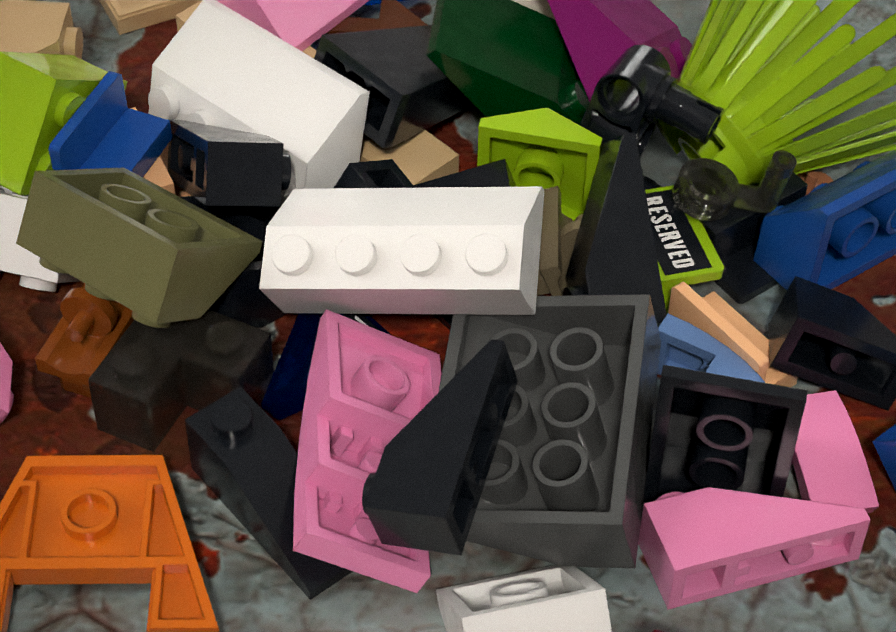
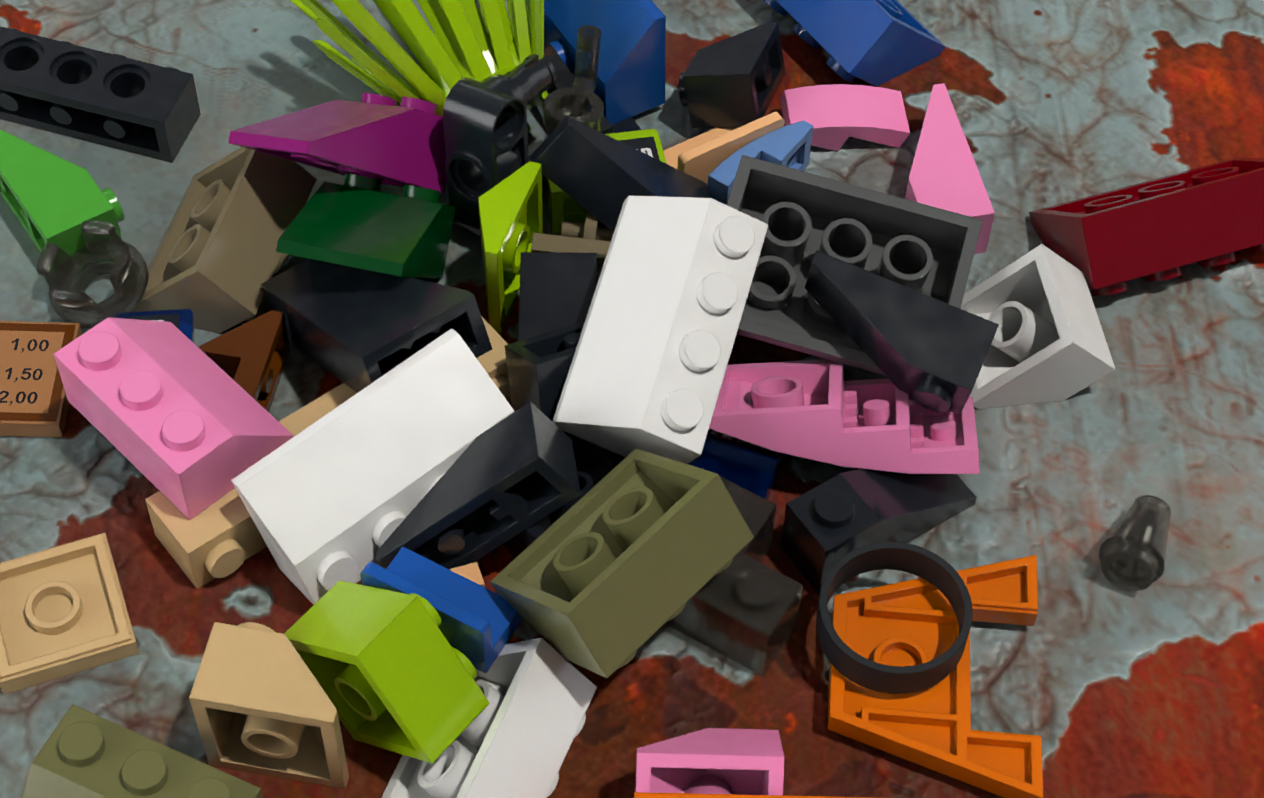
camera: 85 degrees left, 5 degrees up
(82, 338) = (685, 662): dark orange hips -> none
(111, 435) = (904, 558): none -> black tyre
(722, 434) = (876, 129): black slope -> none

